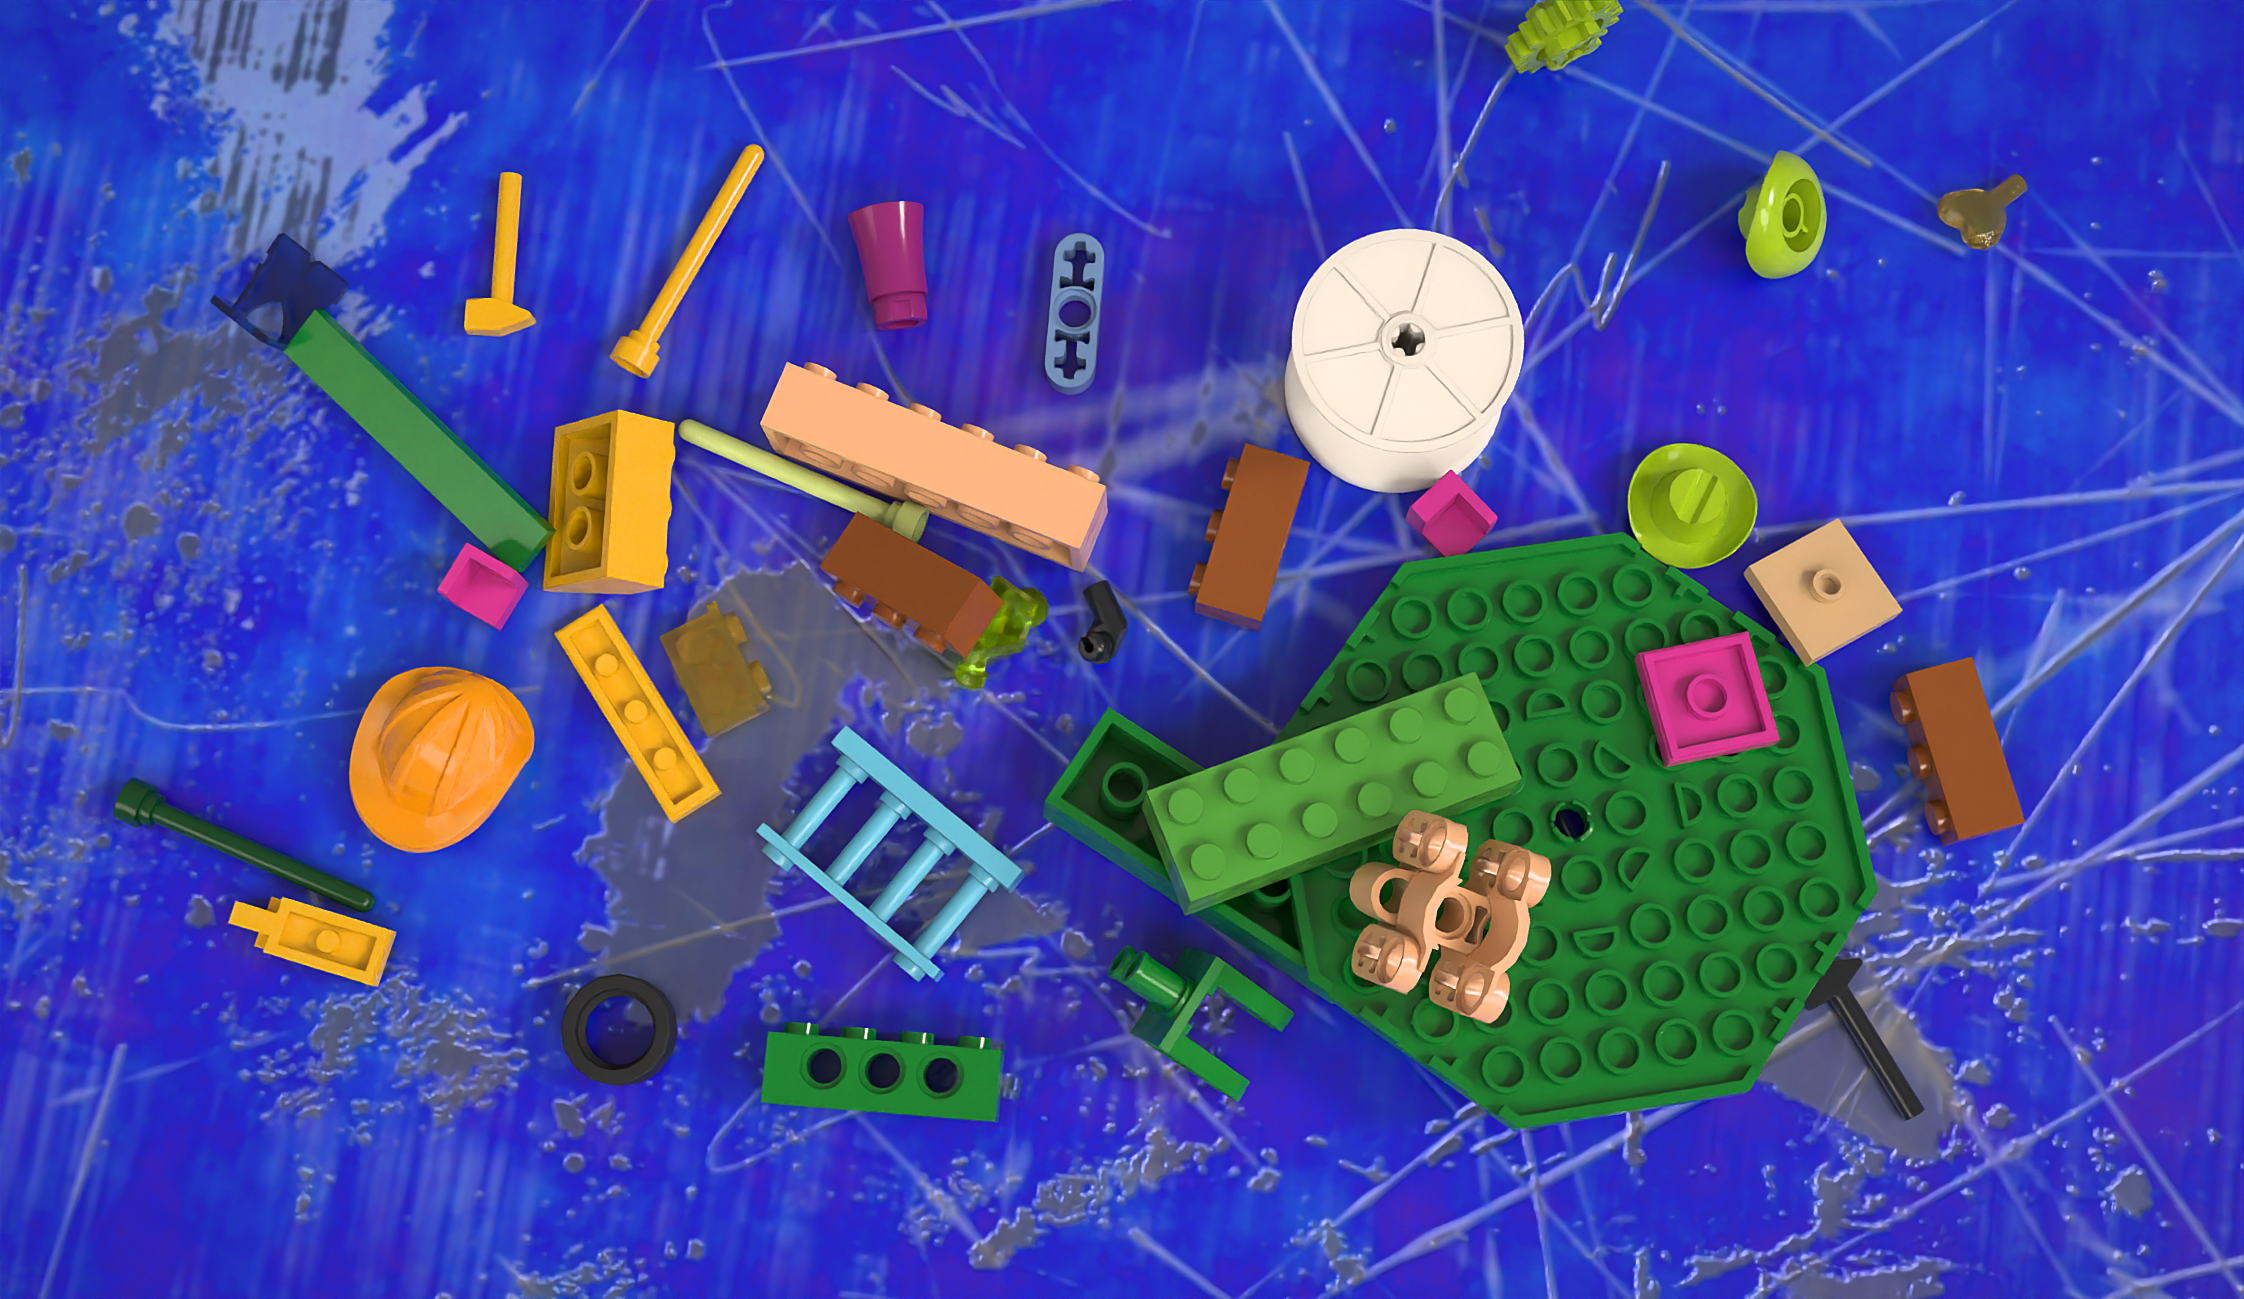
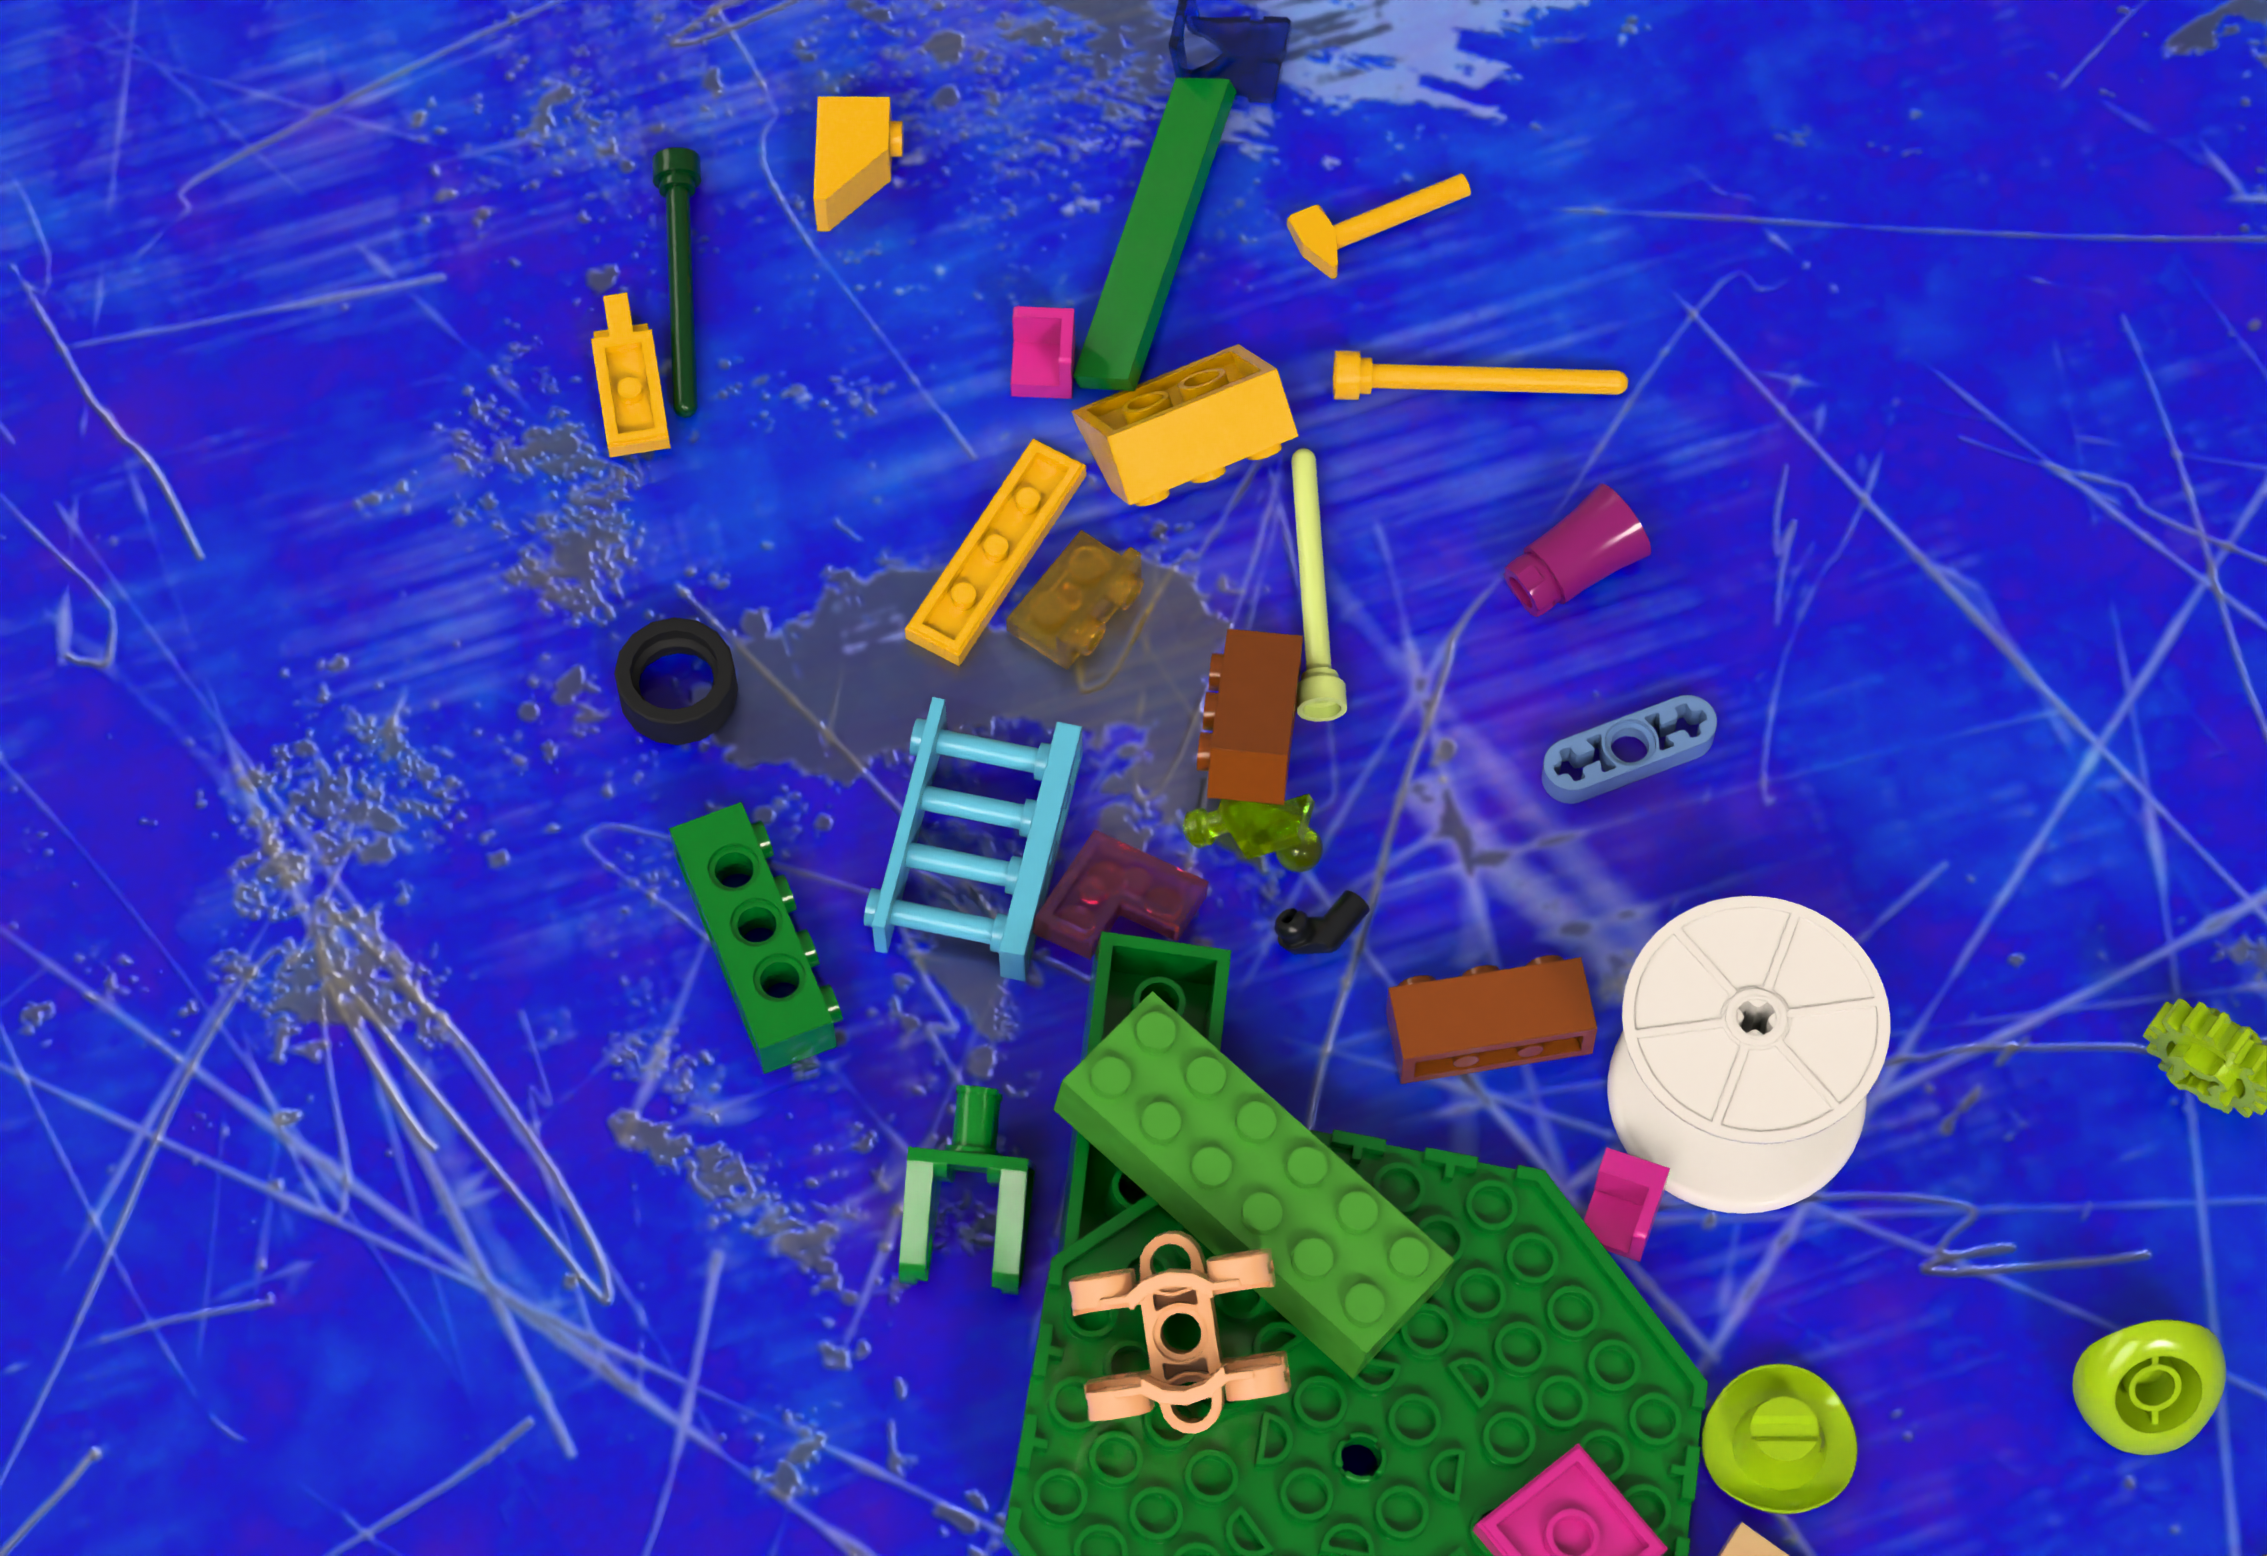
camera: 60 degrees right, 15 degrees down
(206, 648) = (852, 154): none -> yellow slope
(436, 756) = (859, 391): light orange piece -> none
(936, 465) = (1391, 686): light nougat brick -> none
(985, 766) = (1115, 881): none -> clear pink plate

